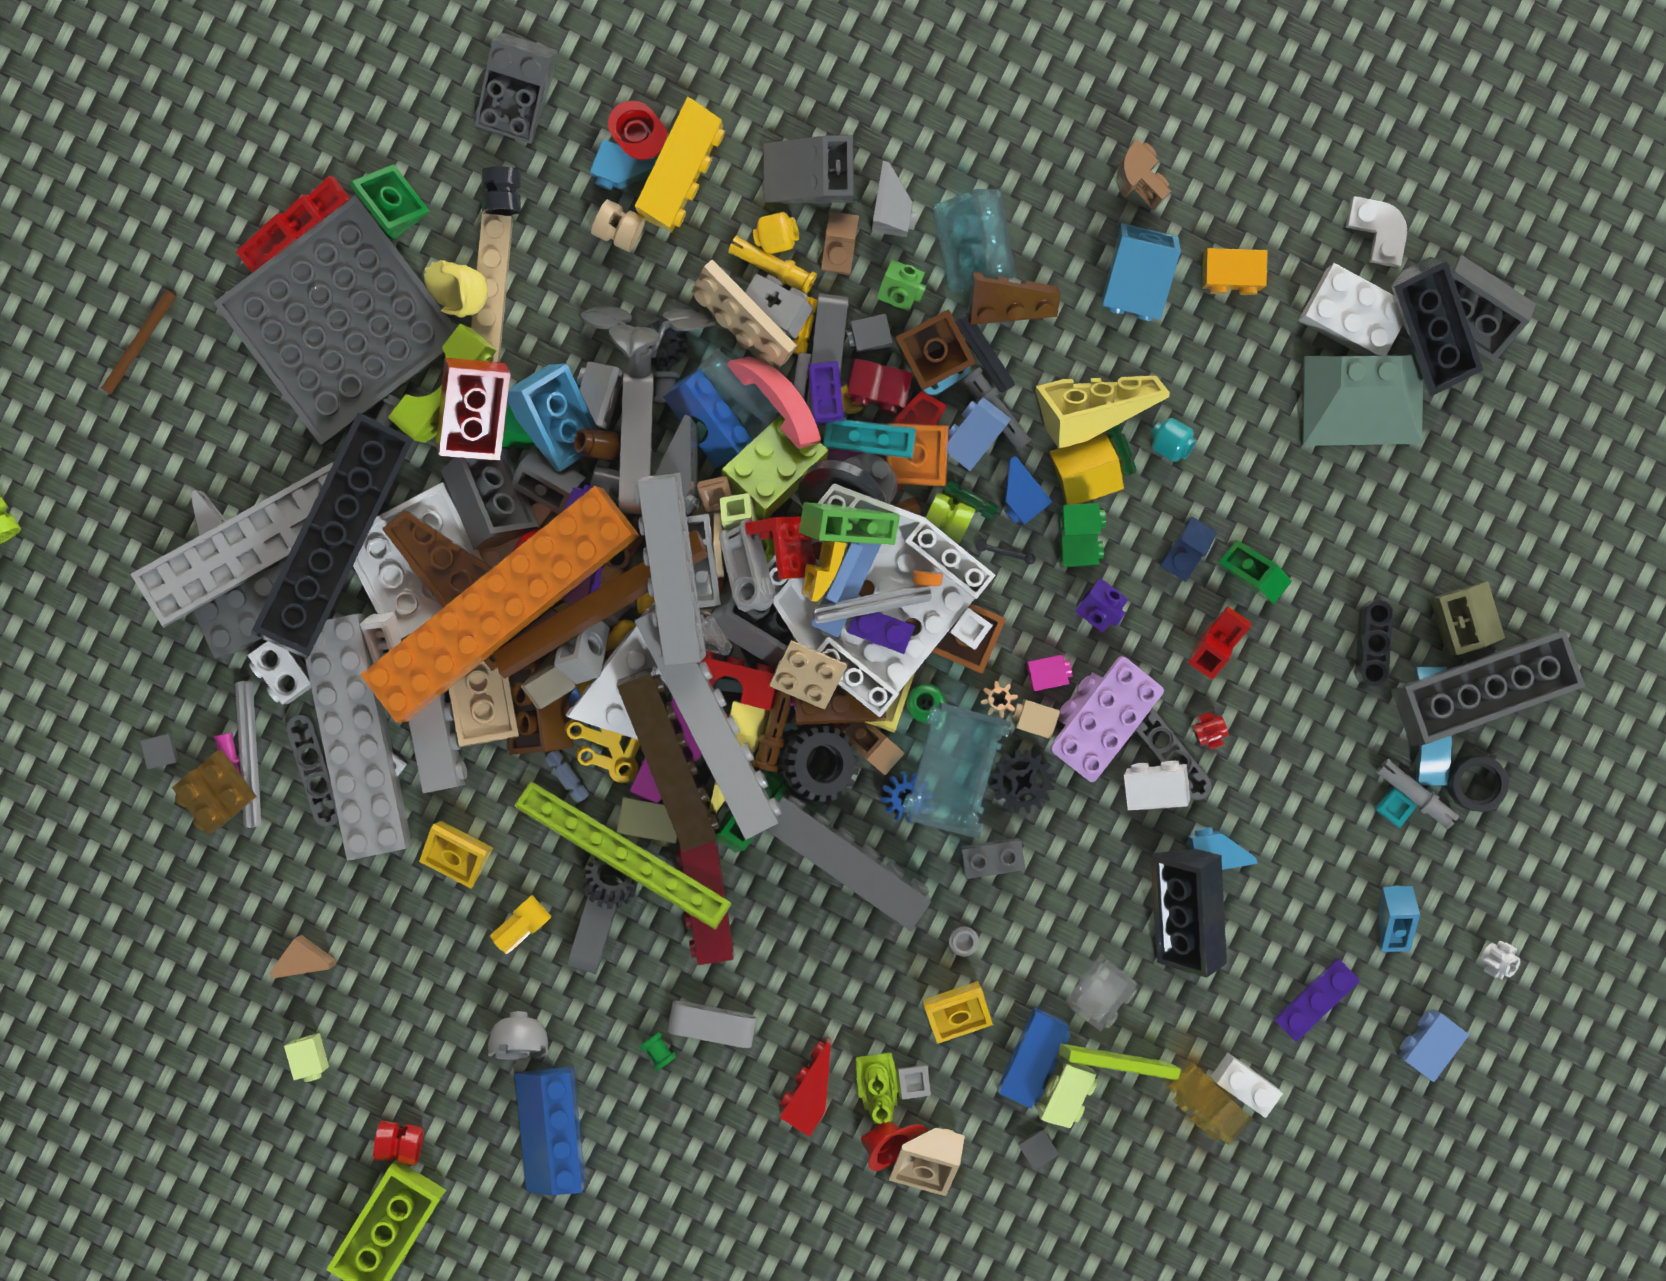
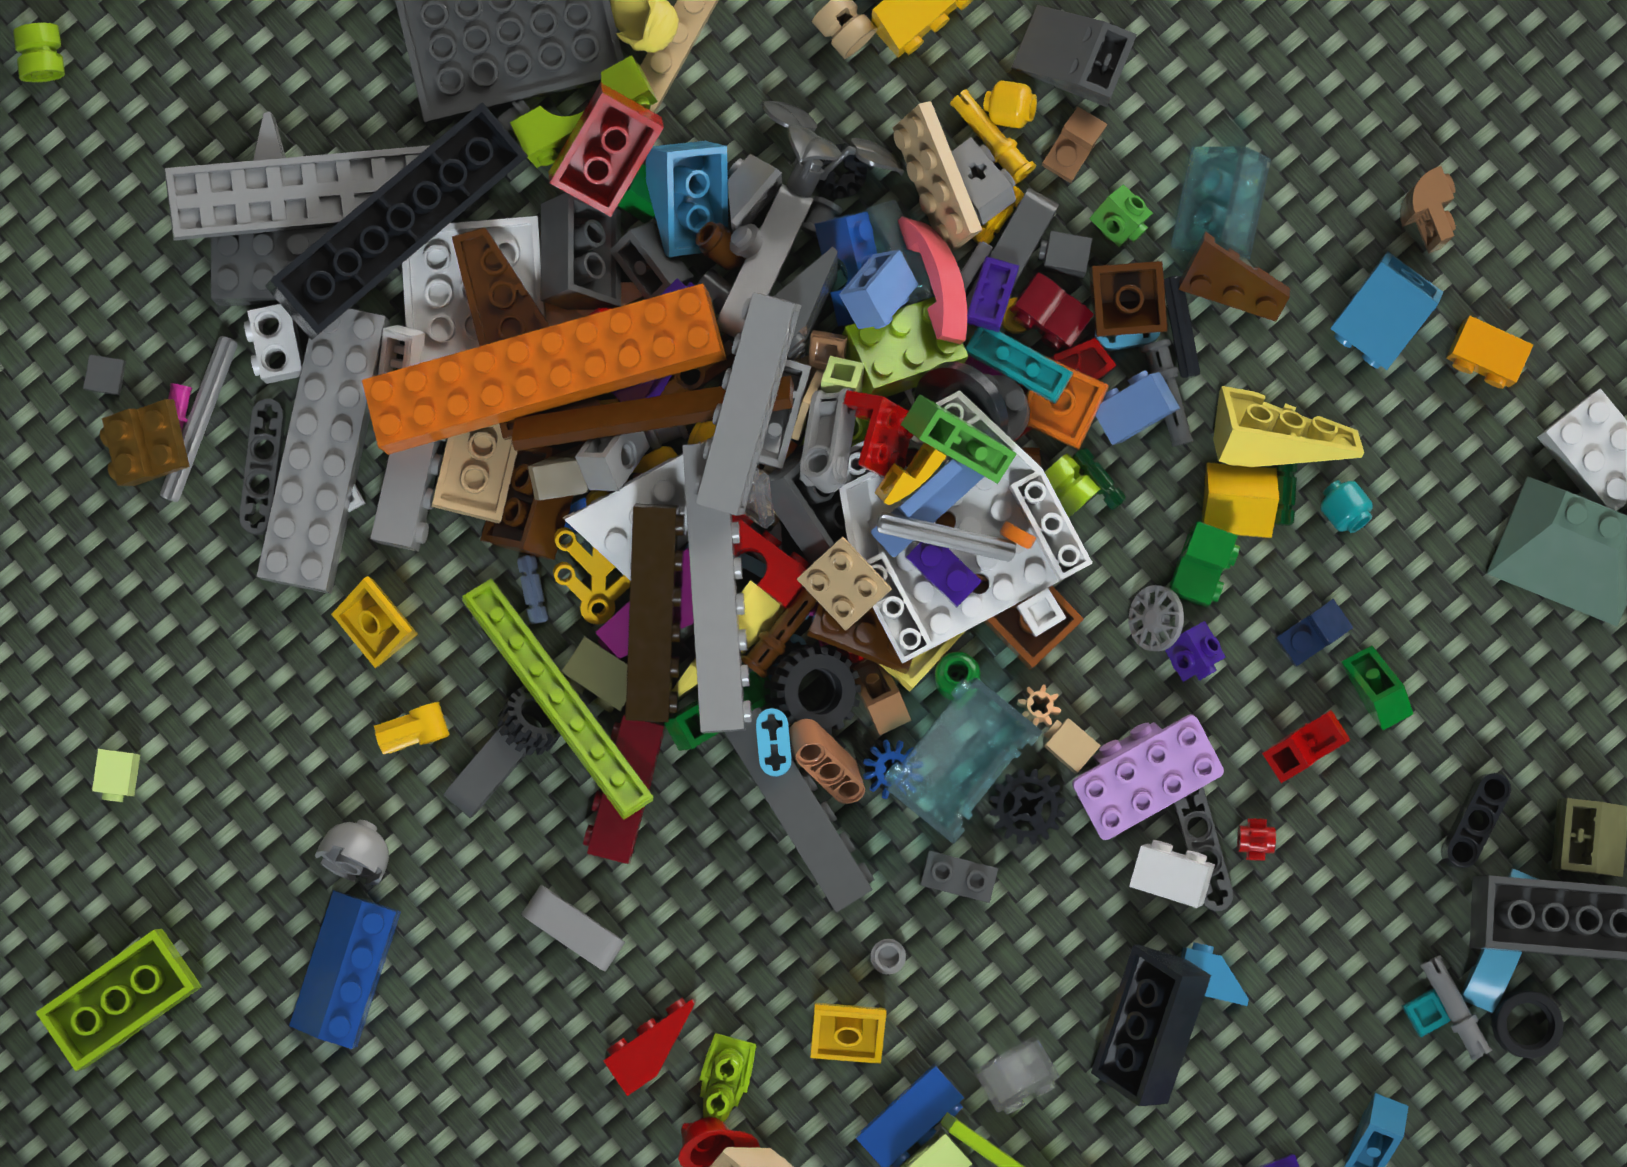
camera: 20 degrees right, 5 degrees down
(300, 958) = (157, 662): medium nougat slope -> none
(398, 1143) = (174, 910): red wheel -> none
(614, 433) = (746, 241): none -> light grey plate
(657, 1051) = (500, 932): green bush -> none
(736, 429) = (879, 290): none -> medium blue brick
(799, 824) = (764, 742): none -> medium azure beam
(852, 815) = (826, 761): none -> nougat beam
(892, 205) = (1148, 127): light grey slope -> none
(913, 1082) = (766, 1087): light grey plate -> none
(1022, 494) = (1159, 496): blue slope -> none
(1029, 558) = (1090, 533): black hinge -> none
(1048, 672) = (1105, 700): dark pink brick -> none
(1061, 592) = (1156, 618): none -> light grey wheel

